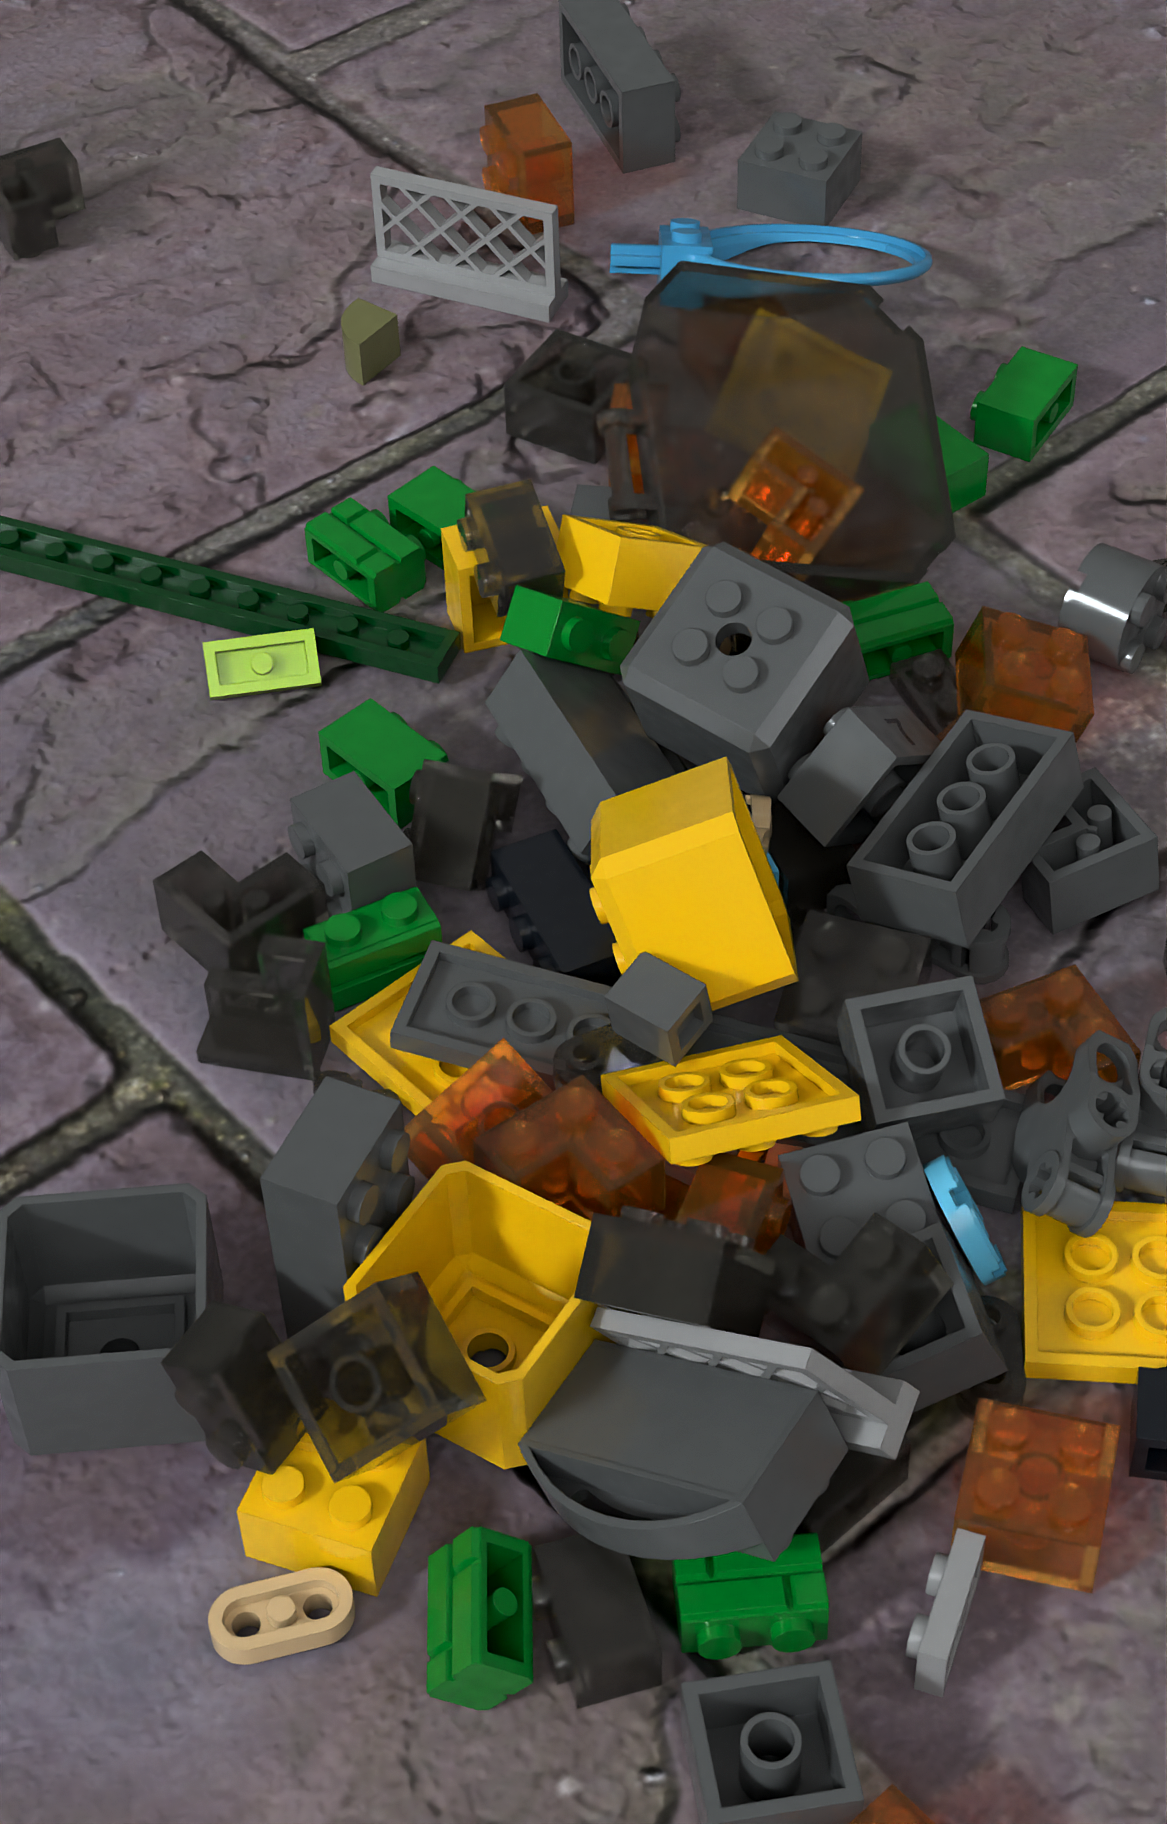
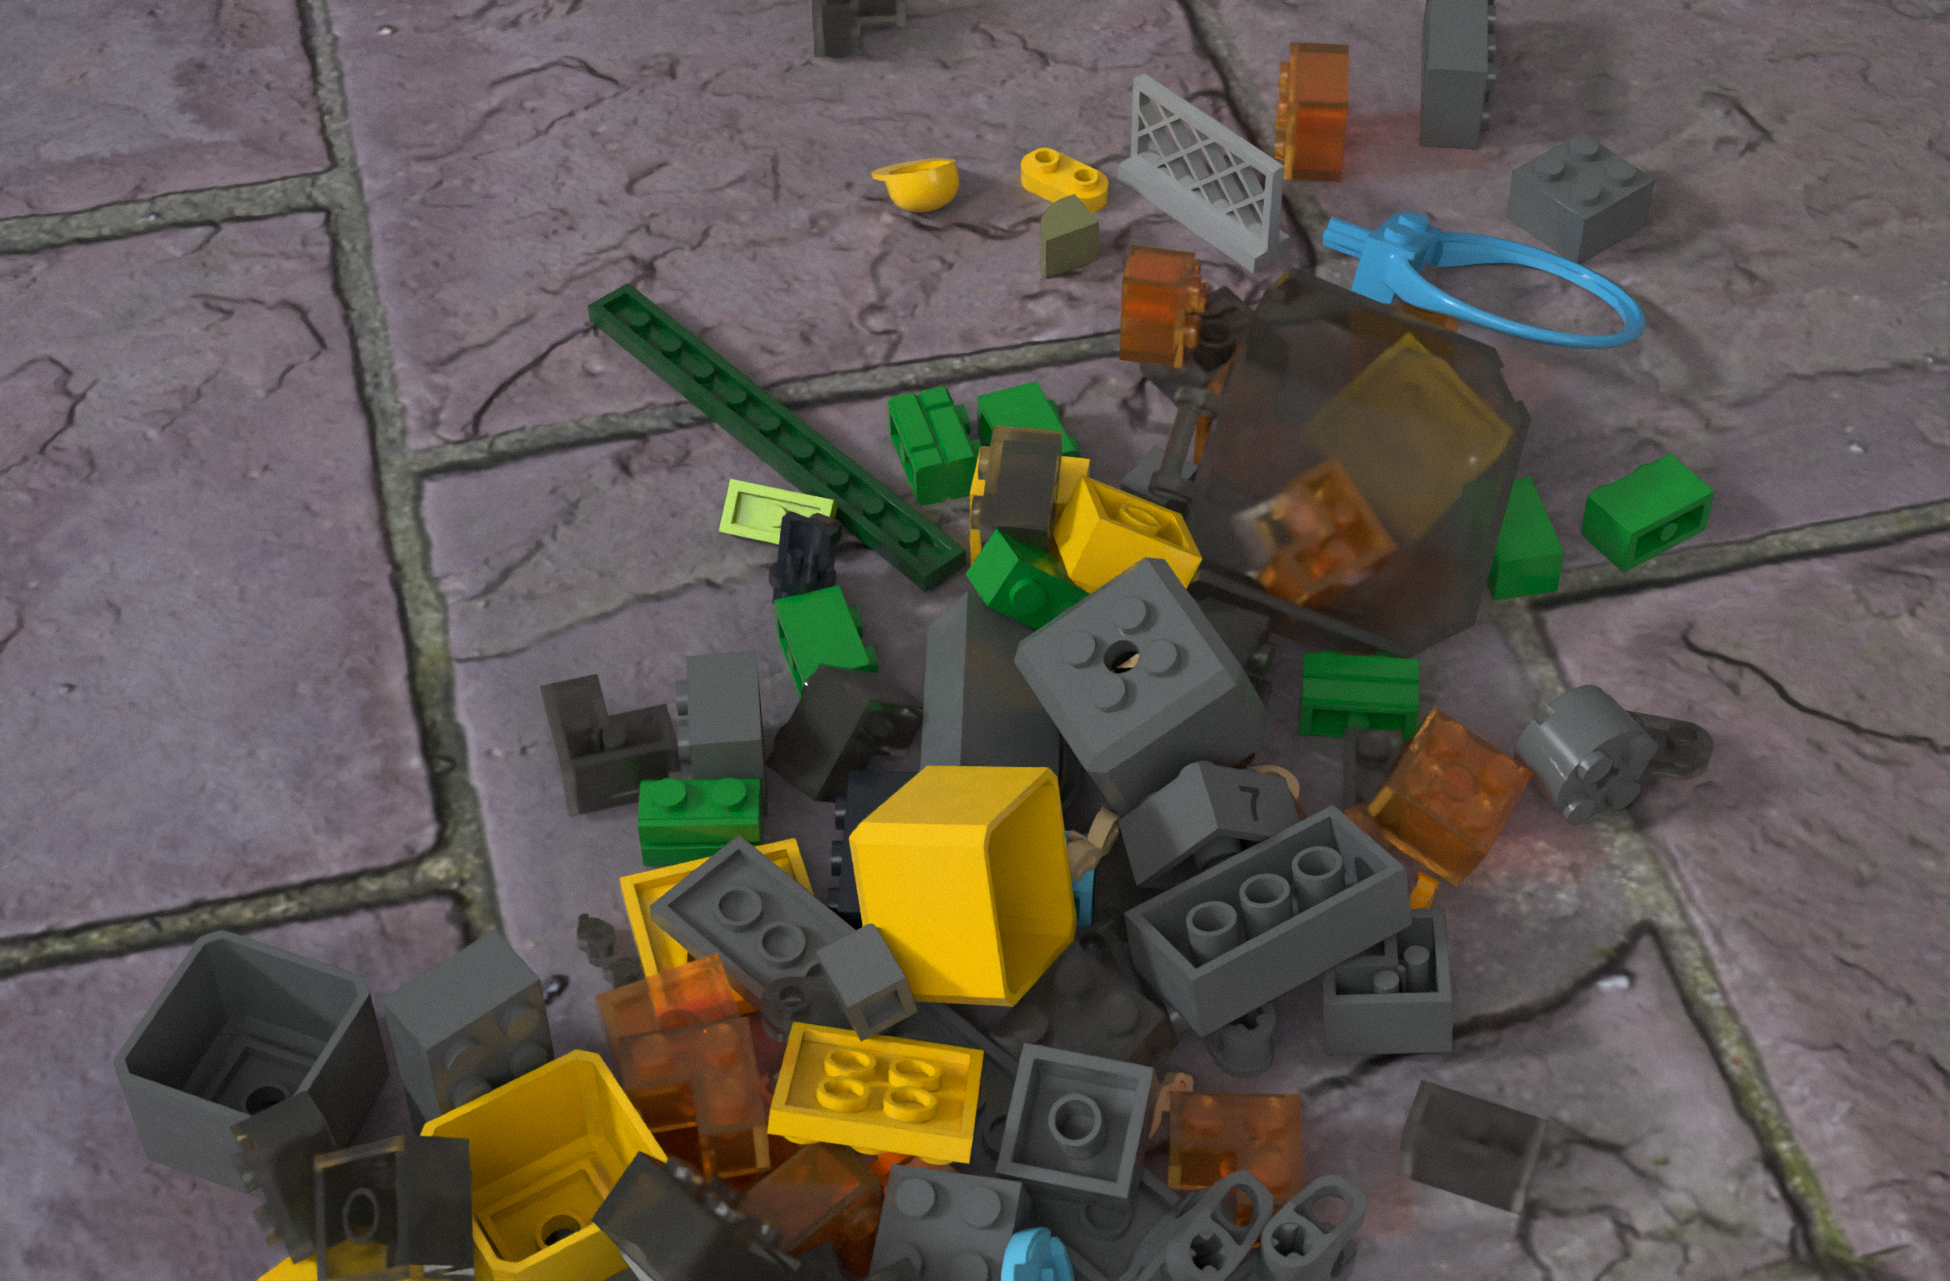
camera: 25 degrees right, 0 degrees up
(199, 336) = (921, 183): none -> yellow cap
(271, 1018) = (578, 846): clear smoke panel -> none
(322, 294) = (1059, 176): none -> yellow plate
(322, 685) = (805, 555): none -> black hips
(524, 354) = (1160, 304): none -> clear orange brick

